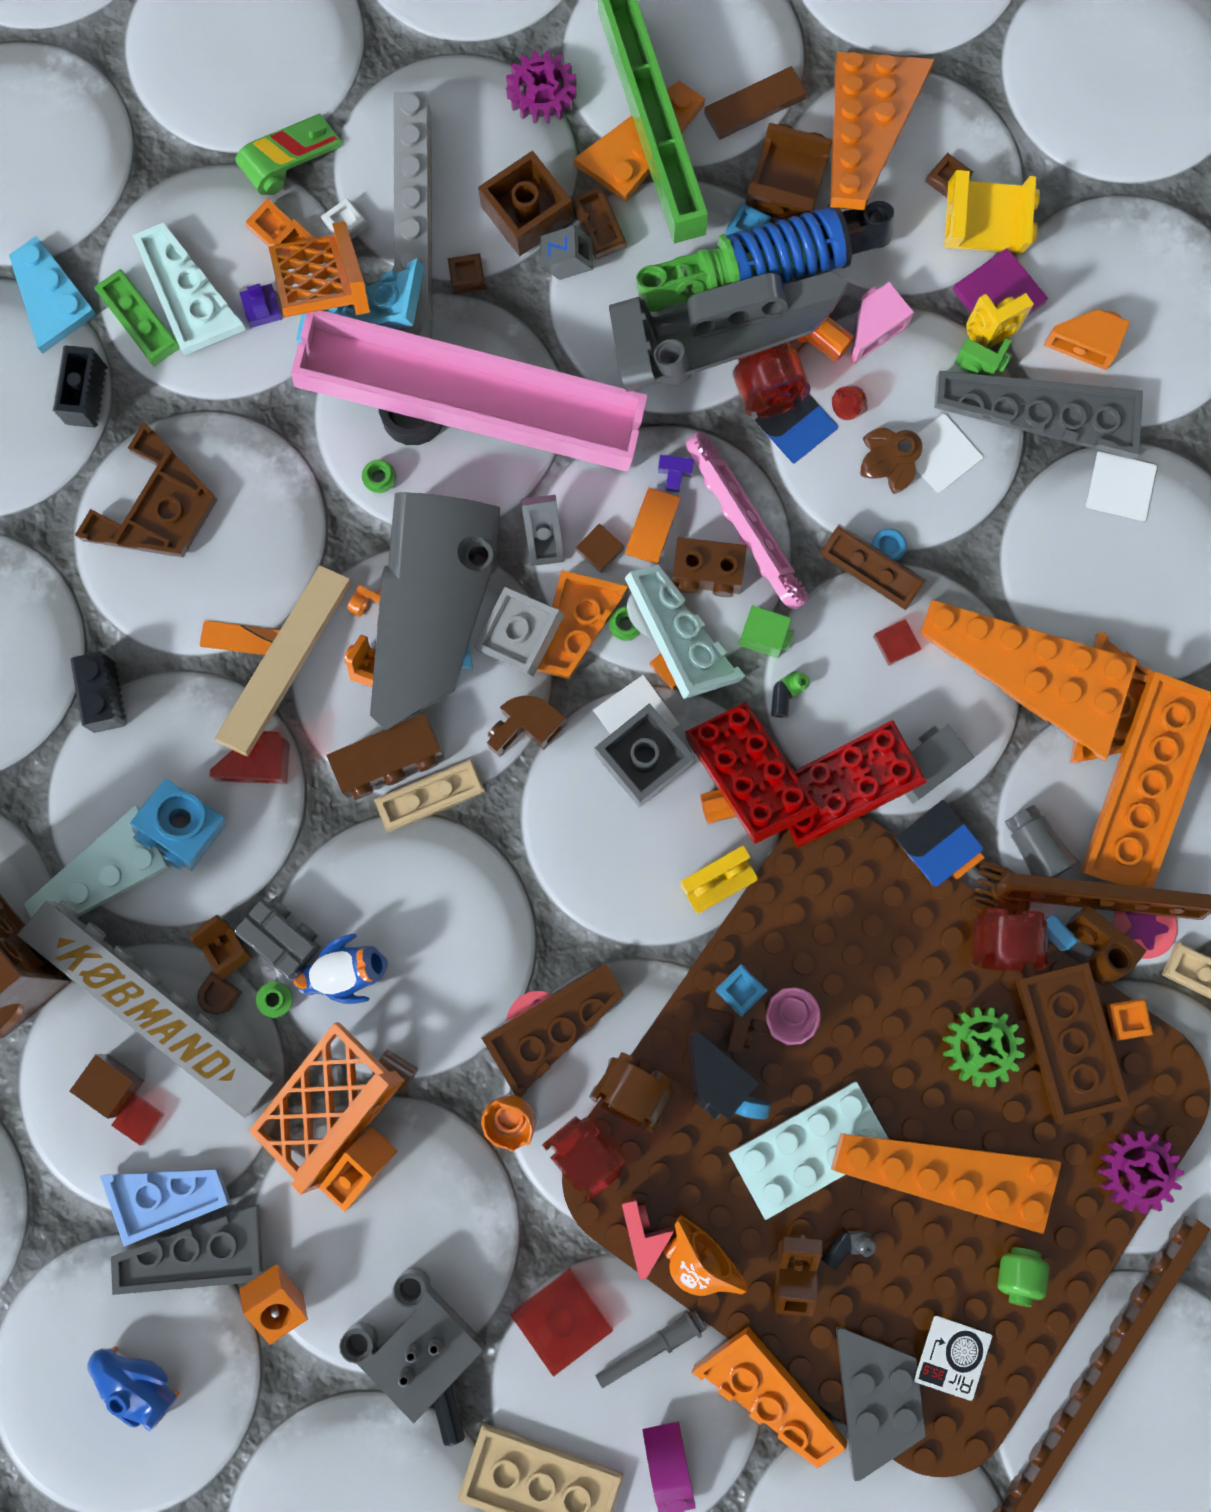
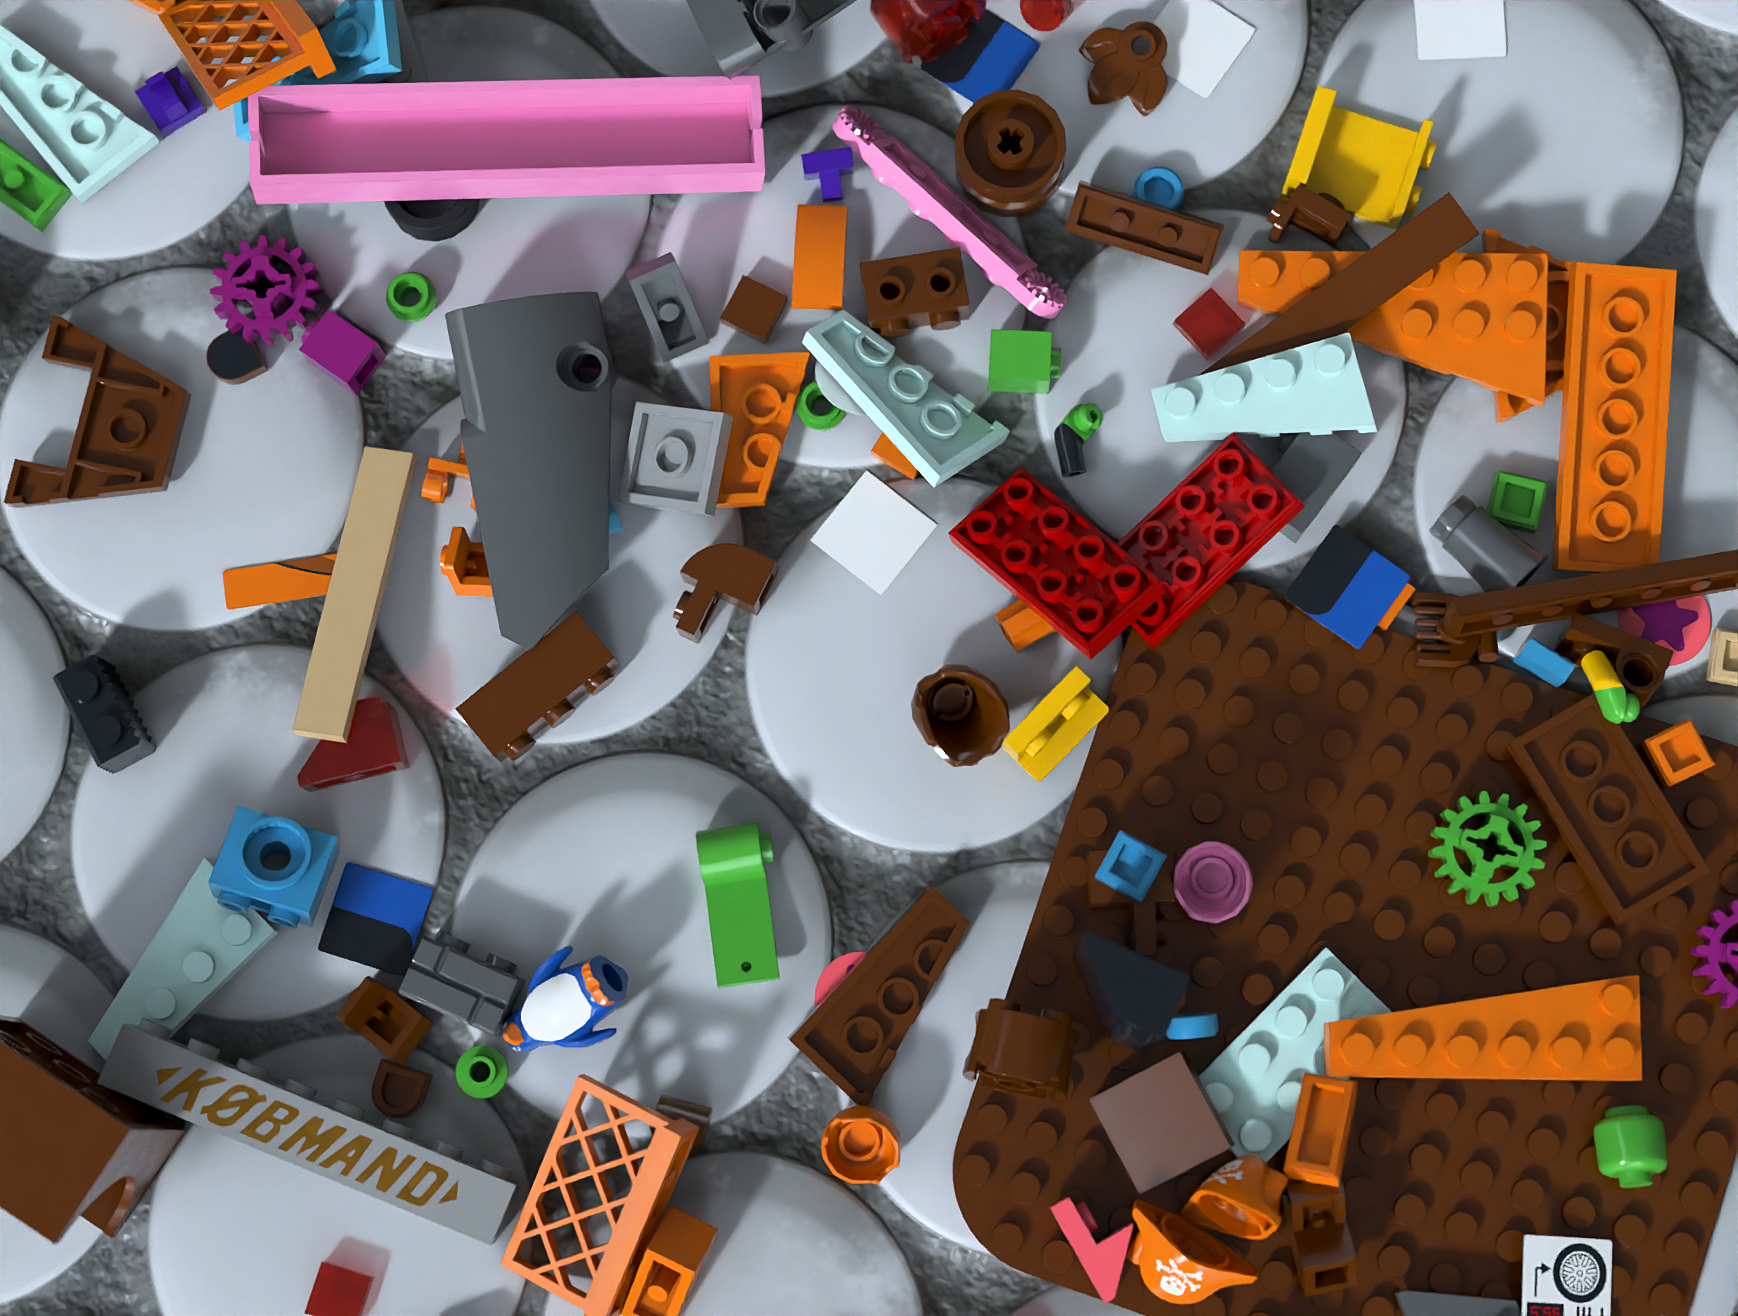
camera: 10 degrees left, 0 degrees up
(106, 1085) = (282, 1258): reddish brown piece -> none
(235, 877) = (375, 919): none -> sticker
(253, 482) = (234, 359): none -> black tile
(277, 433) = (250, 275): none -> magenta gear
(322, 499) = (341, 351): none -> magenta brick
(429, 796) = (616, 725): tan tile -> none
(475, 937) = (739, 903): none -> bright green door
(584, 1158) = (980, 1159): clear red brick -> none
(644, 755) = (901, 581): dark grey brick -> none
(657, 855) = (960, 714): none -> reddish brown hair
(713, 1167) = (1161, 1122): none -> reddish brown tile
(749, 1235) = (1238, 1199): none -> orange hat
(782, 482) = (984, 148): none -> reddish brown wheel
(817, 1206) = (1321, 1129): none -> orange tile
(849, 1244) = (1380, 1172): arm -> none
(936, 703) = (1287, 392): none -> light aqua wing
(987, 654) = (1362, 284): none -> reddish brown tile
(988, 589) = (1315, 212): none -> reddish brown bracket
(1010, 940) = (1481, 691): clear red brick -> none
(1026, 564) = (1360, 161): none -> yellow panel
(1069, 818) = (1517, 501): none -> bright green tile
(1096, 965) = (1608, 689): none -> arm

